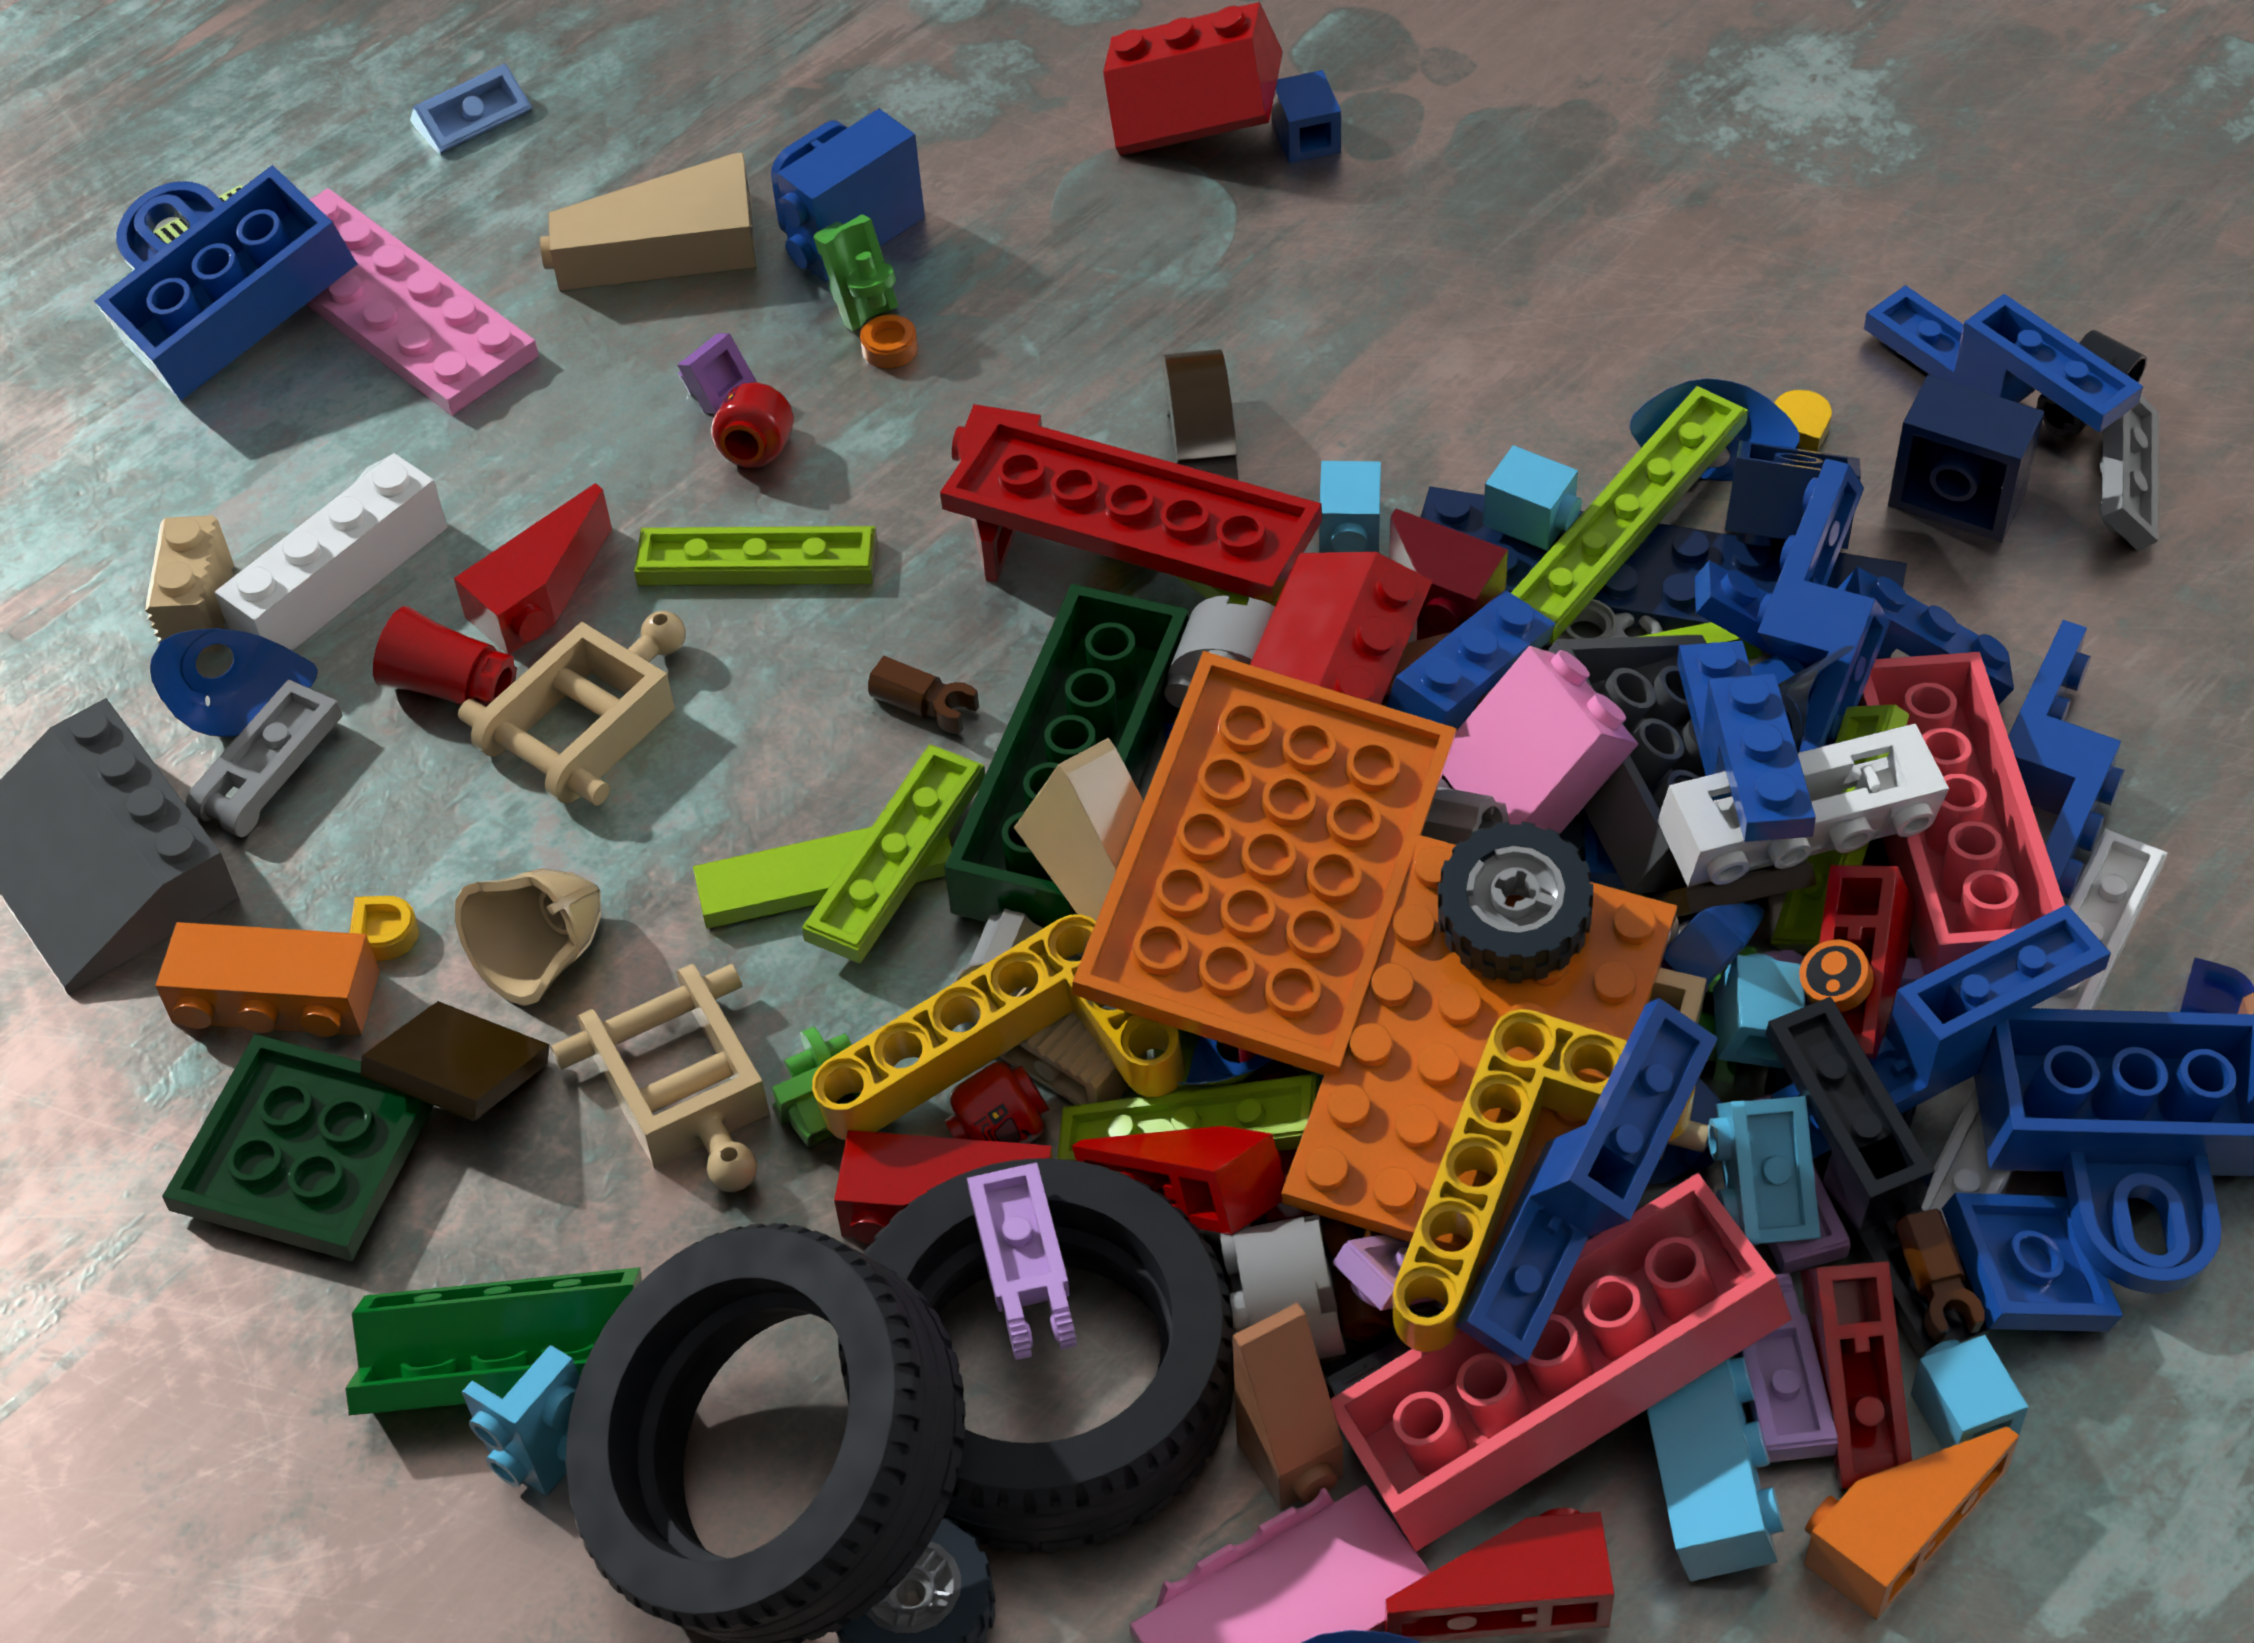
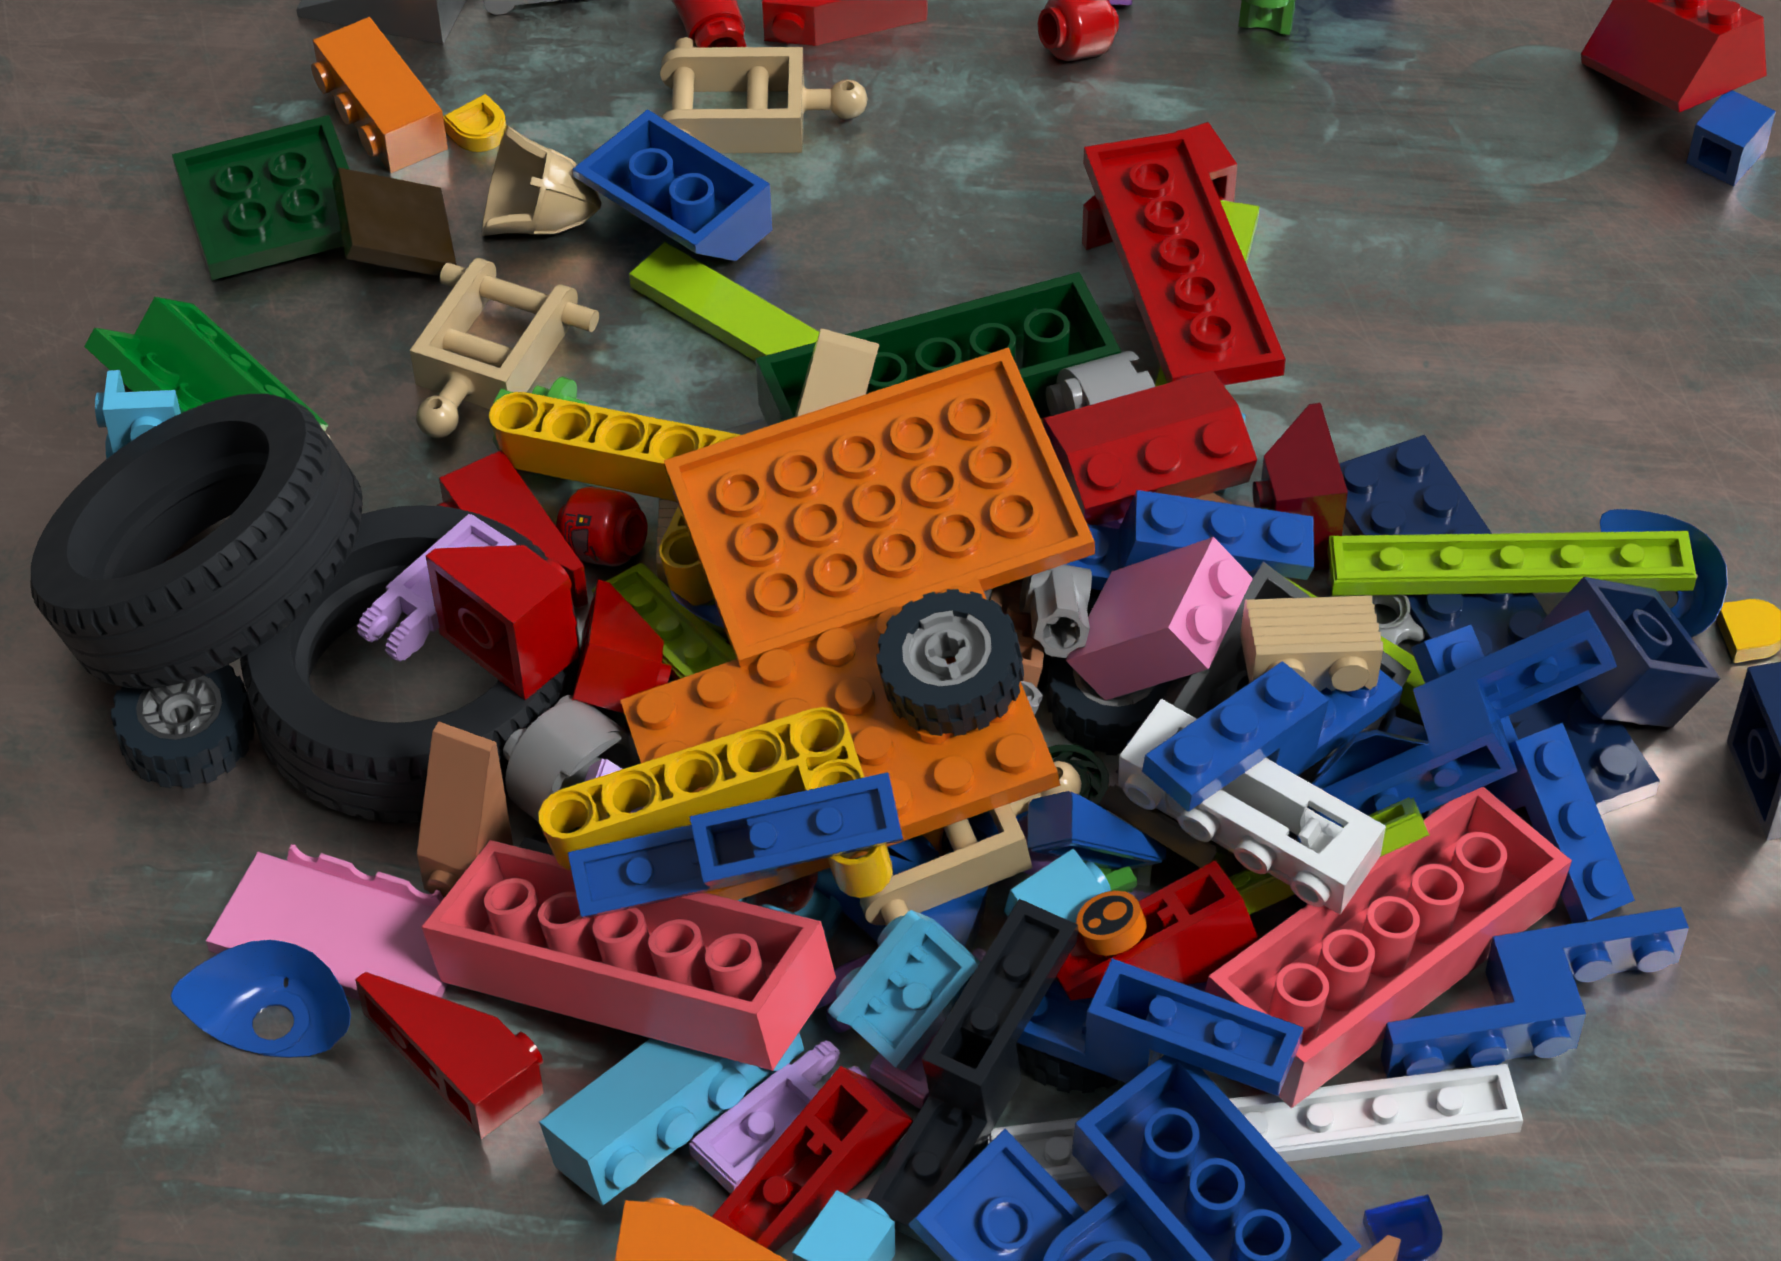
camera: 50 degrees right, 0 degrees up
(658, 806) = (681, 187): none -> blue slope
(756, 555) = (974, 107): lime tile -> none
(889, 341) = (1246, 50): orange tile -> none
(893, 854) = (740, 338): lime tile -> none
(922, 693) = (932, 265): reddish brown bar -> none
(1135, 1211) = (505, 611): none -> red slope
(1201, 411) = (1323, 252): dark brown arch -> none
(1350, 506) = (1353, 395): medium azure brick -> none
(1531, 498) = (1450, 489): medium azure brick -> none
(1675, 655) = (1321, 638): none -> tan brick
(1937, 1271) = (925, 1159): reddish brown bar -> none

